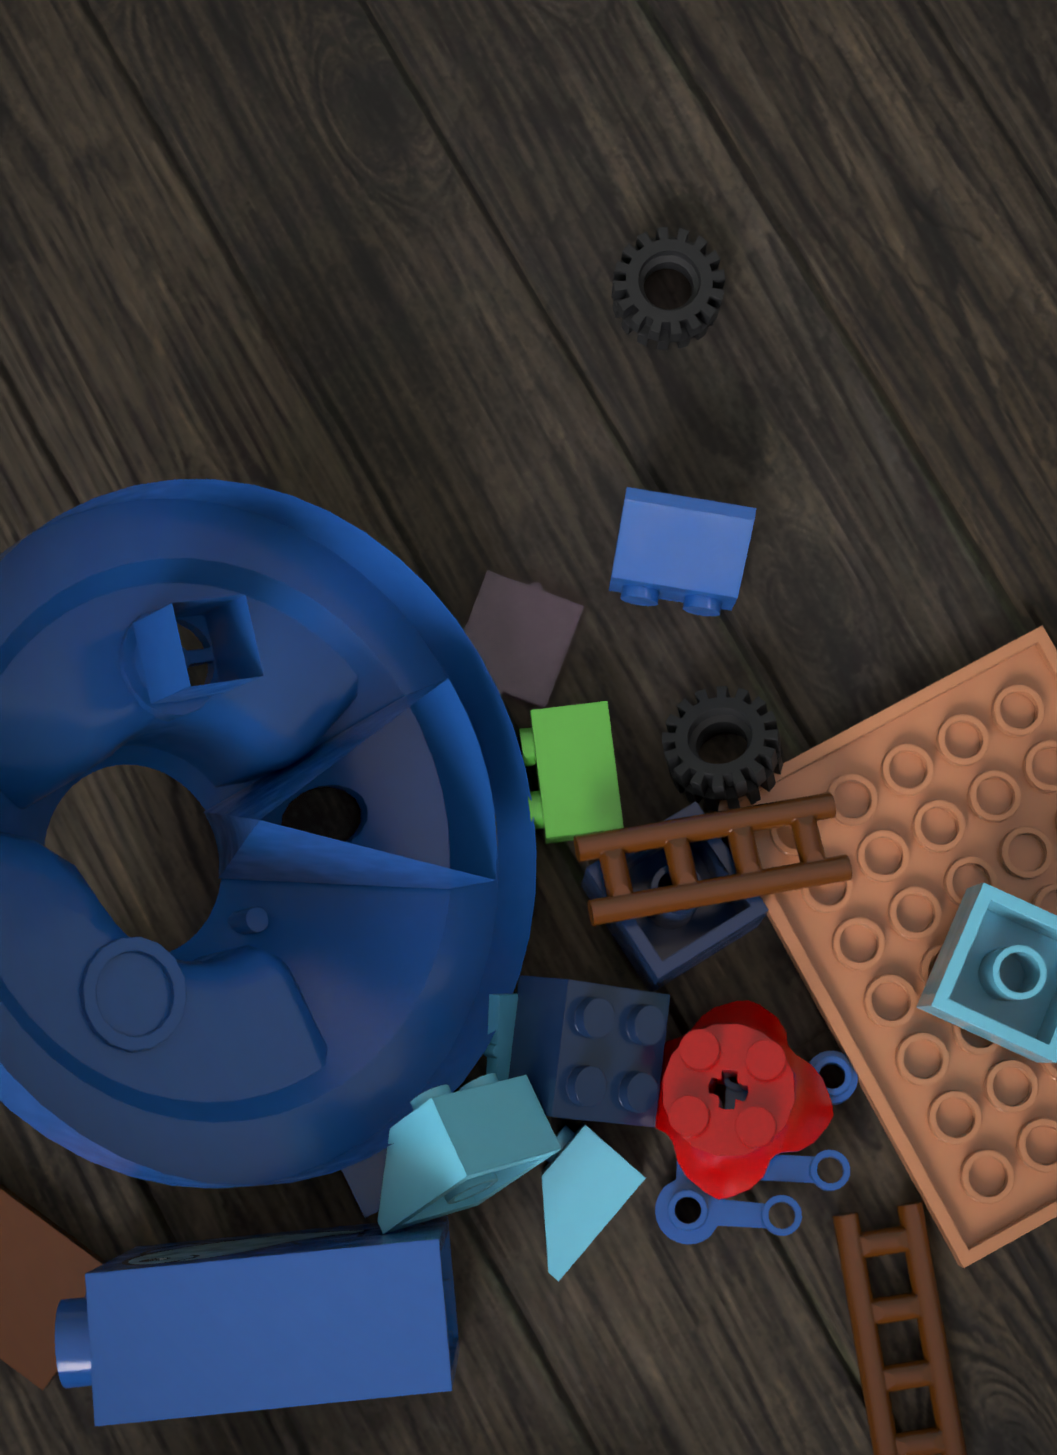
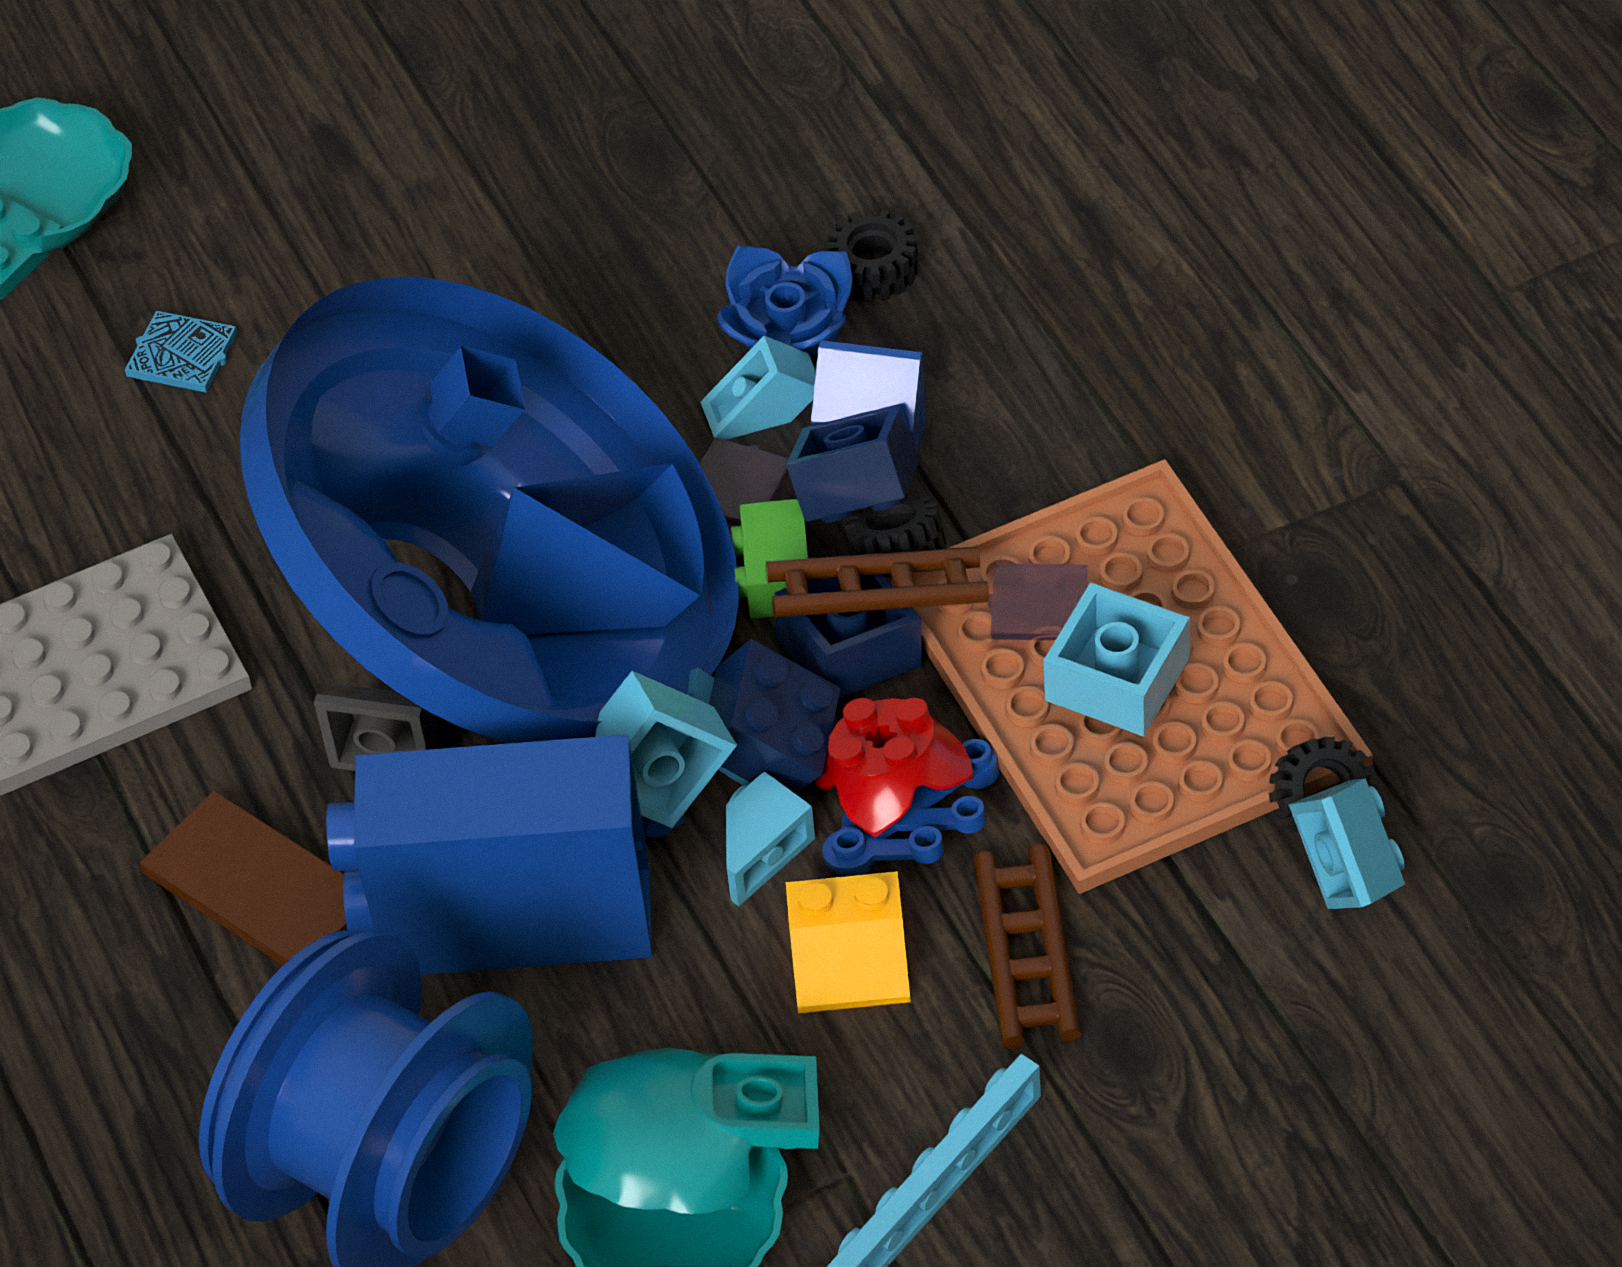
camera: 10 degrees right, 30 degrees down
(540, 341) = (786, 301): none -> blue brick
(543, 511) = (761, 390): none -> medium azure slope
(669, 655) = (853, 464): none -> dark blue brick
(695, 1354) = (847, 942): none -> yellow slope
(902, 850) = (1034, 599): none -> piece

